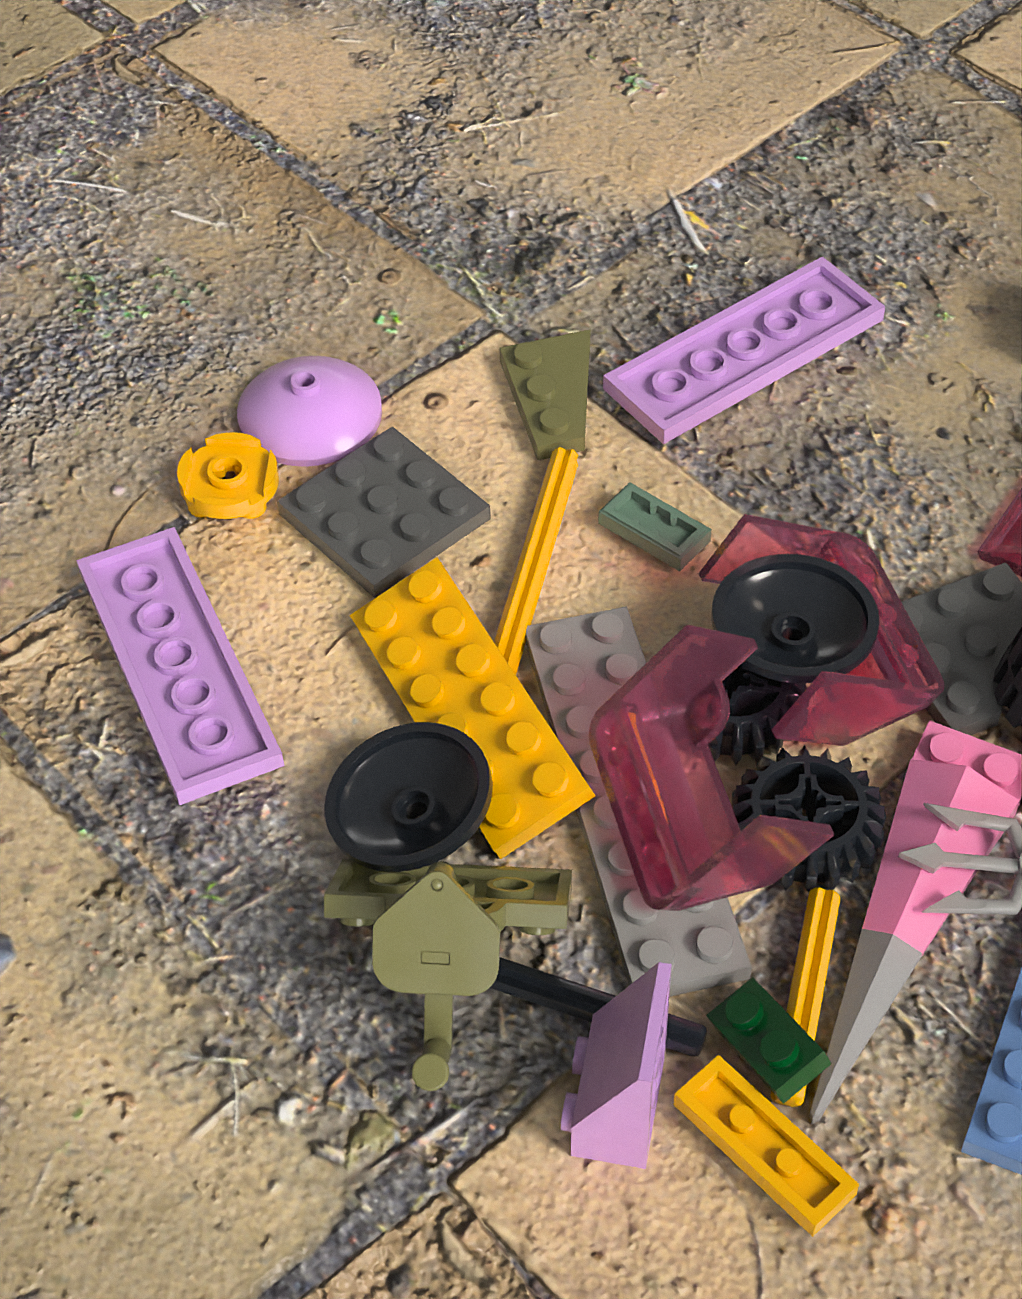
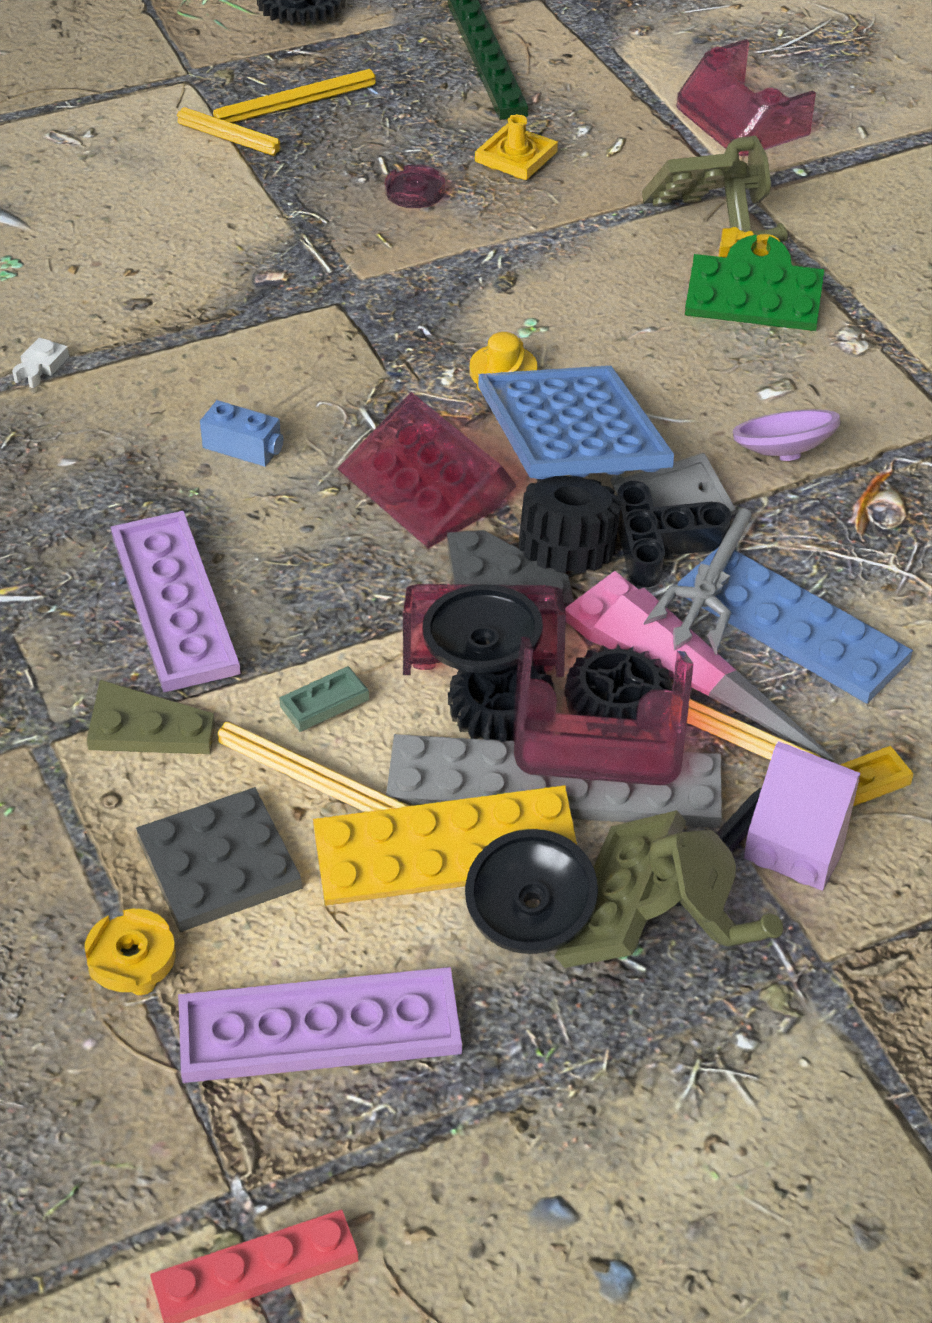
camera: 75 degrees left, 5 degrees down
(310, 410) = (67, 900): lavender dish -> none
(768, 1040) = (756, 757): dark green plate -> none

